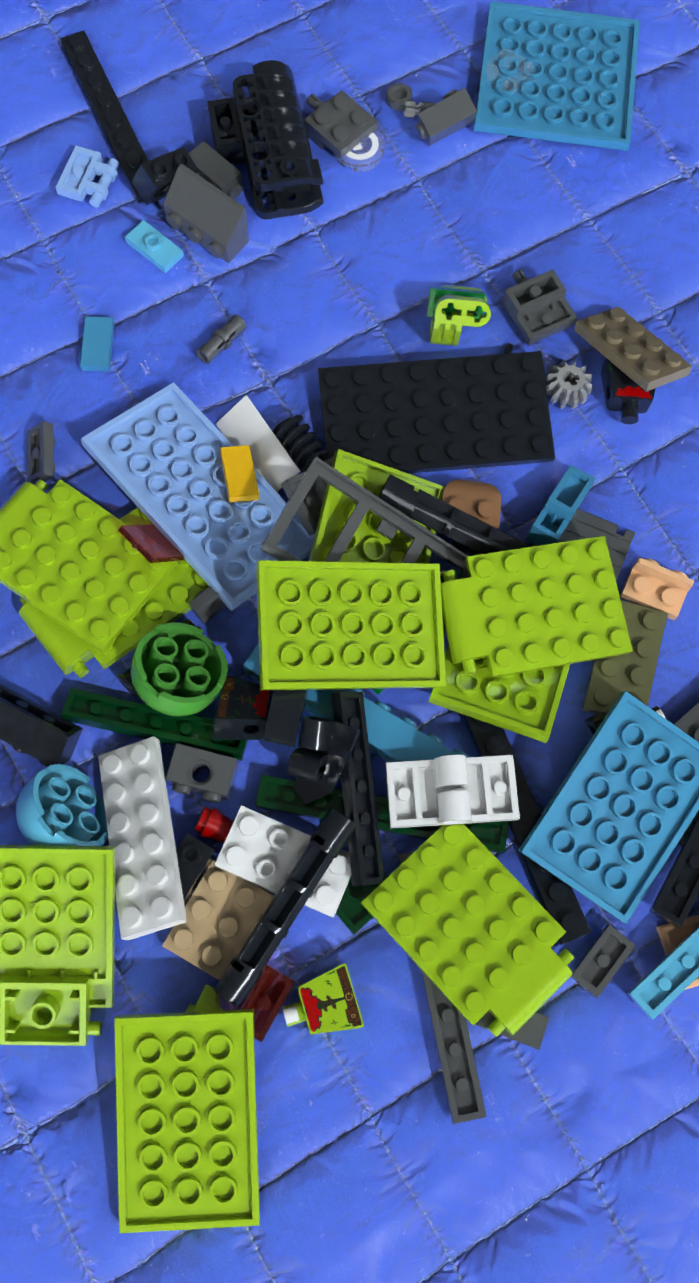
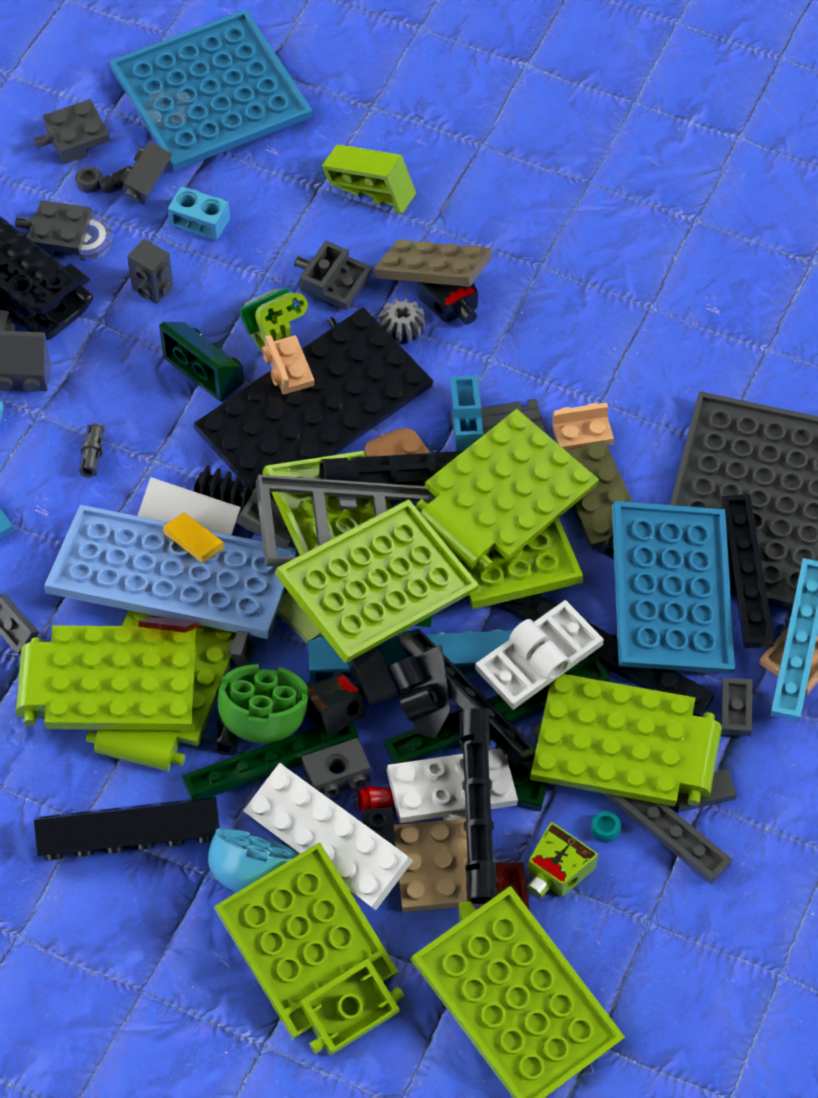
camera: 30 degrees left, 15 degrees down
(369, 312) = (200, 359): none -> dark green slope
(382, 207) = (150, 271): none -> dark grey brick
(398, 993) = (605, 827): none -> teal tile
(415, 45) = (73, 131): none -> dark grey plate
(435, 364) = (288, 364): none -> light nougat bracket
(465, 180) = (199, 213): none -> medium azure brick
(640, 233) = (371, 173): none -> lime wedge

